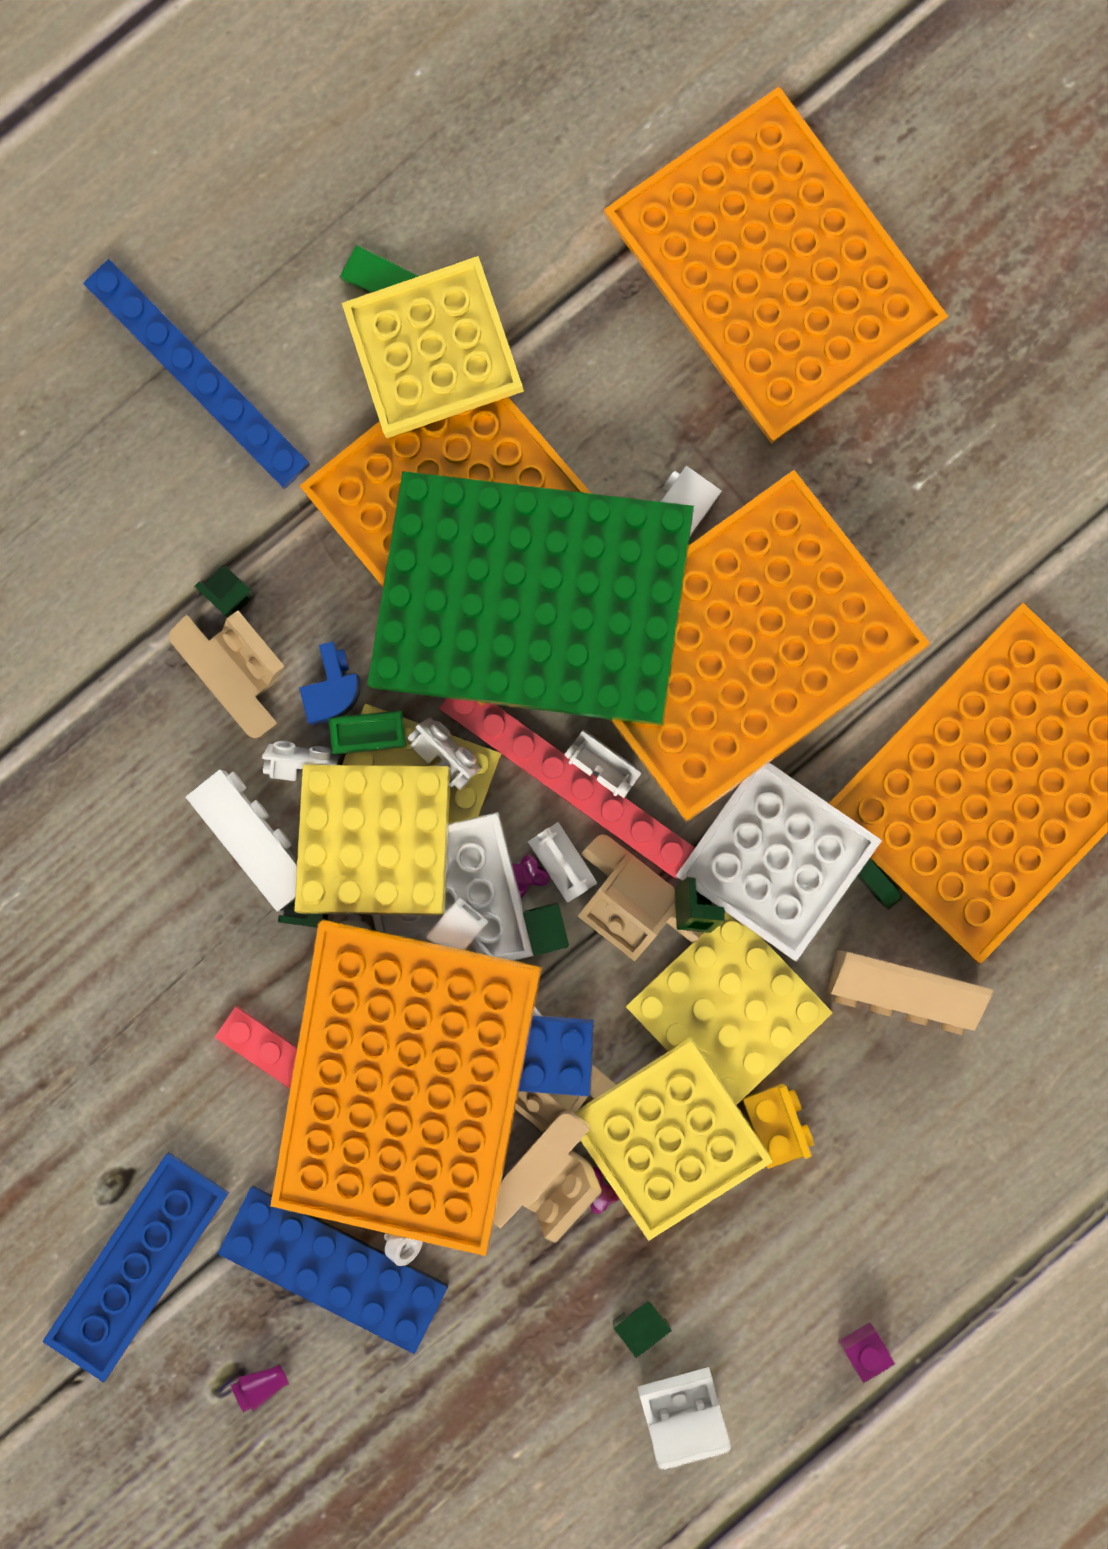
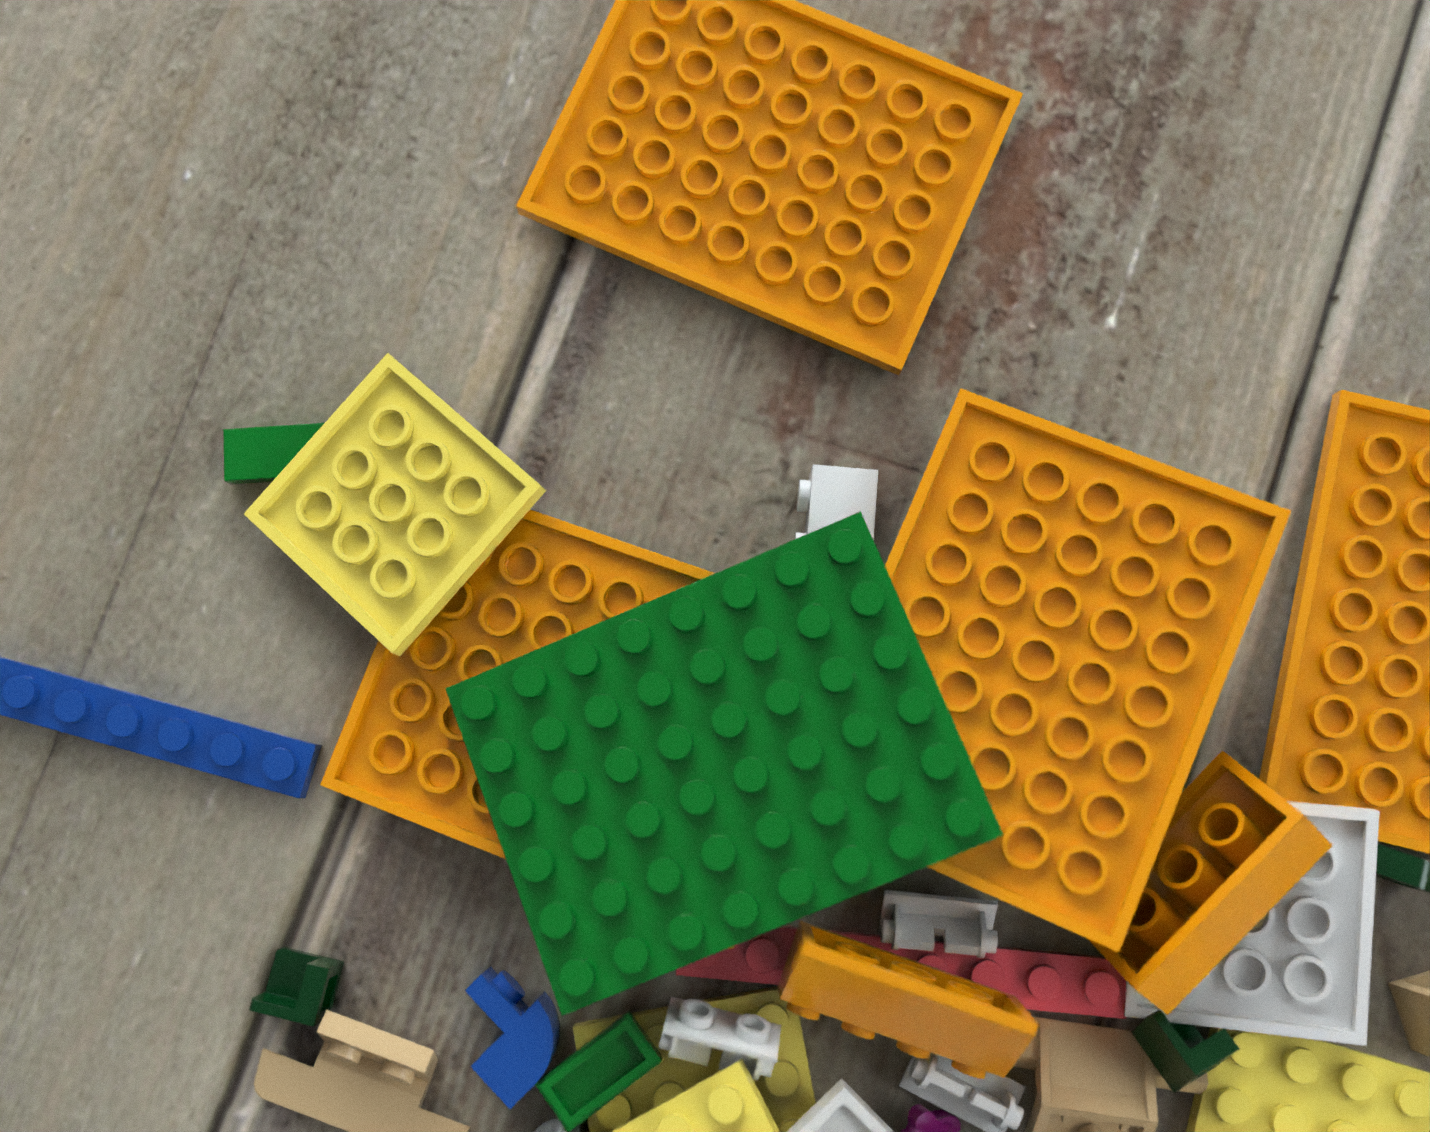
camera: 25 degrees left, 5 degrees down
(555, 787) = (904, 1001): none -> light orange slope
(761, 821) = (1216, 875): none -> light orange slope

